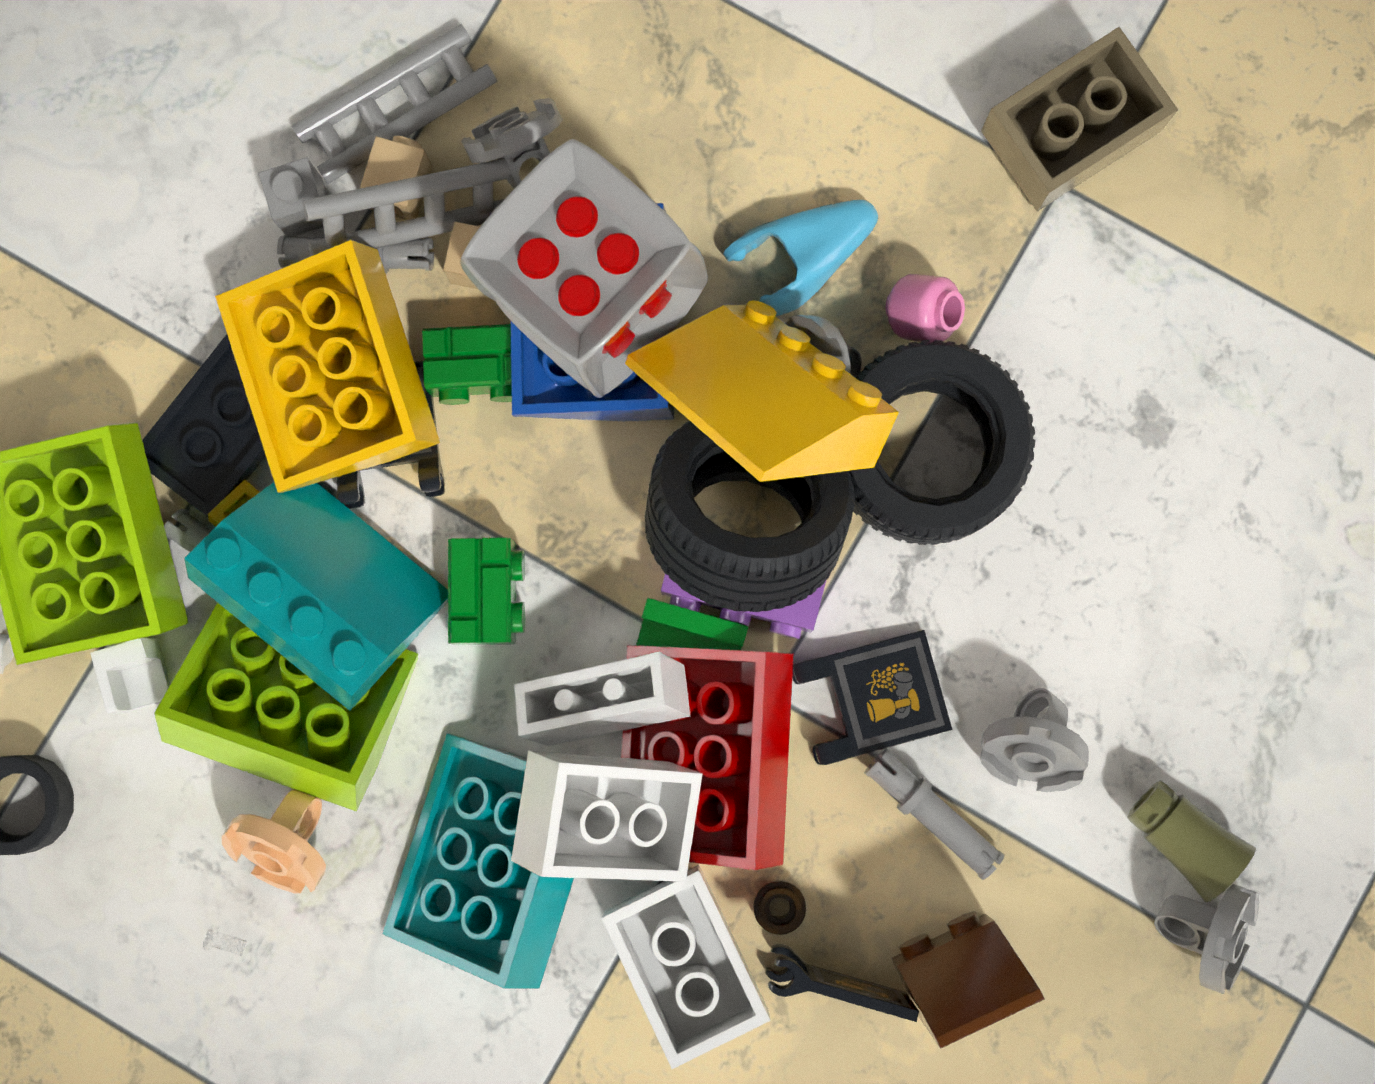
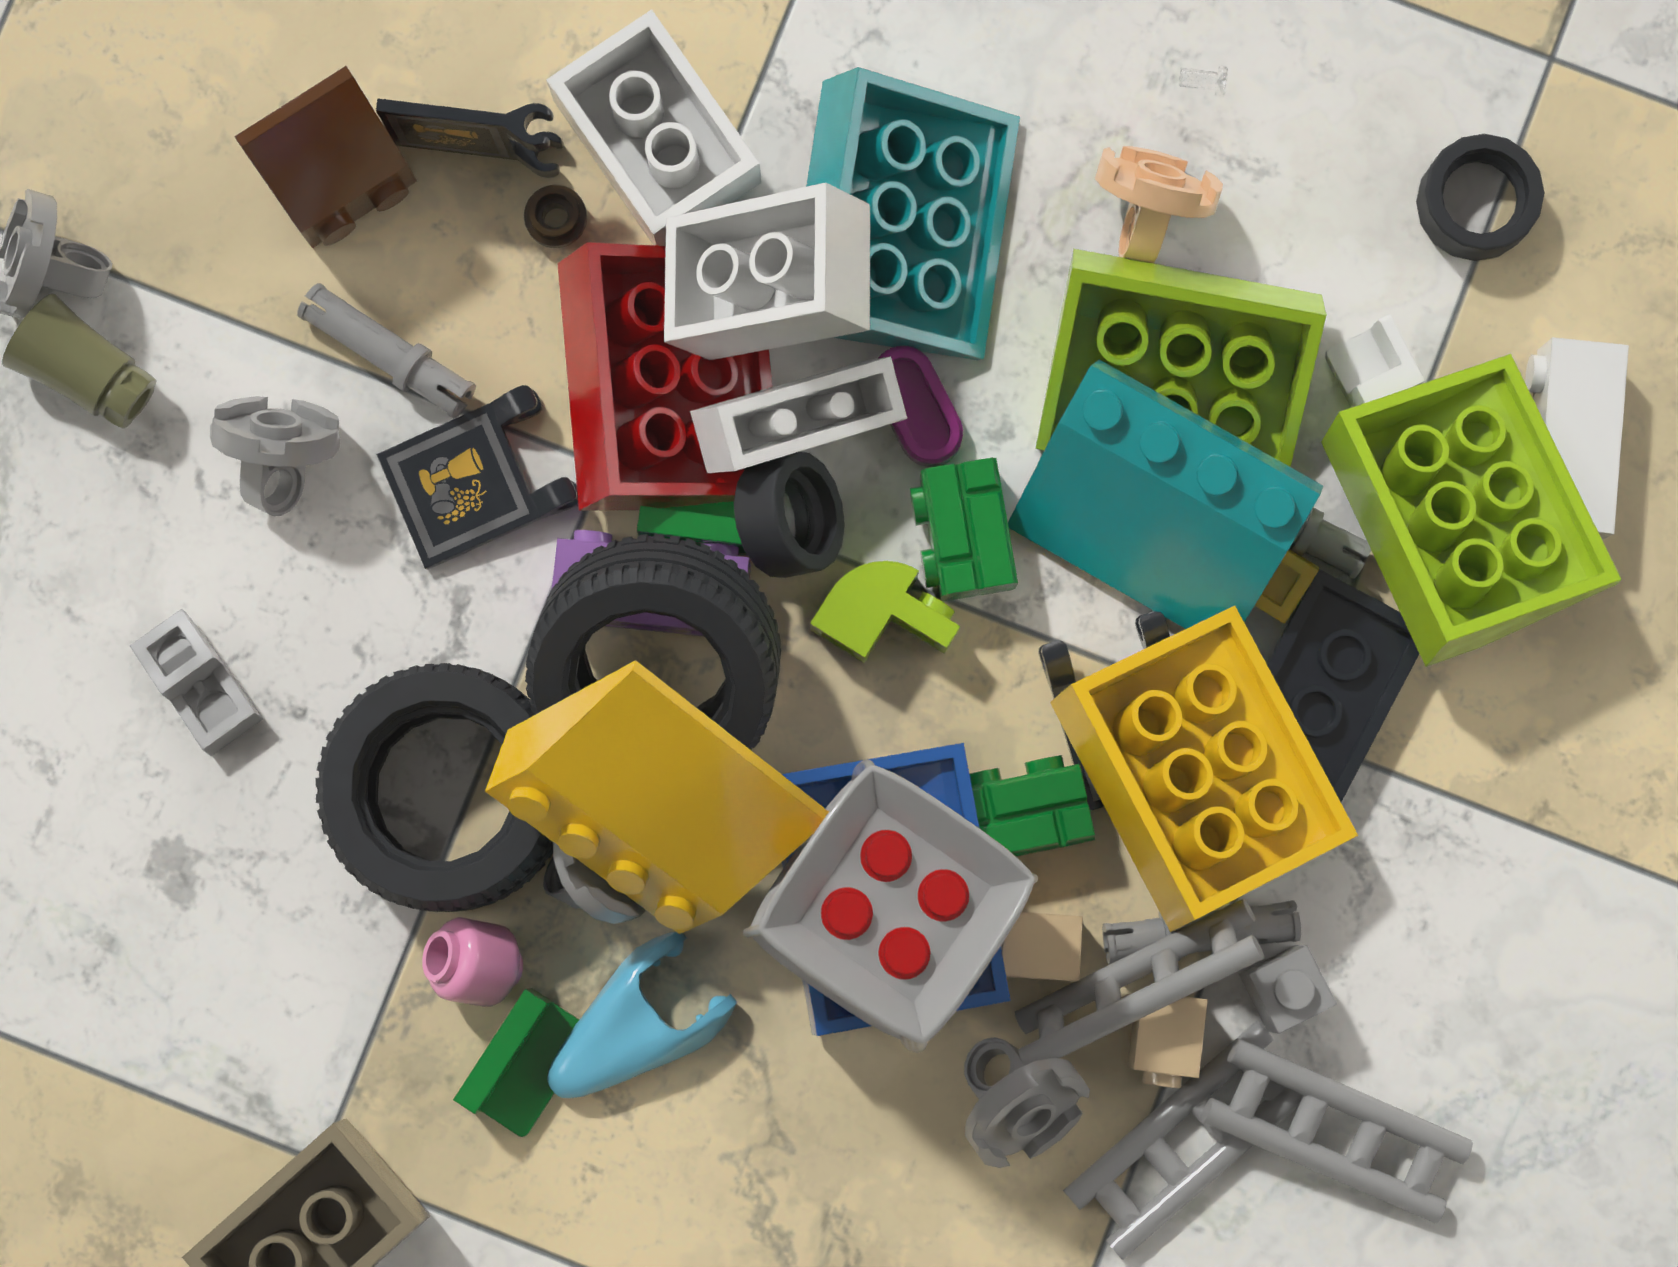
camera: 165 degrees right, 0 degrees up
(289, 116) = (1318, 1094): none -> light grey bar
(495, 689) = (932, 425): none -> magenta tile
(571, 546) = (870, 599): none -> lime brick
(602, 615) = (763, 521): none -> black tyre
(902, 227) = (513, 1070): none -> green panel
(1118, 565) = (196, 682): none -> light grey slope

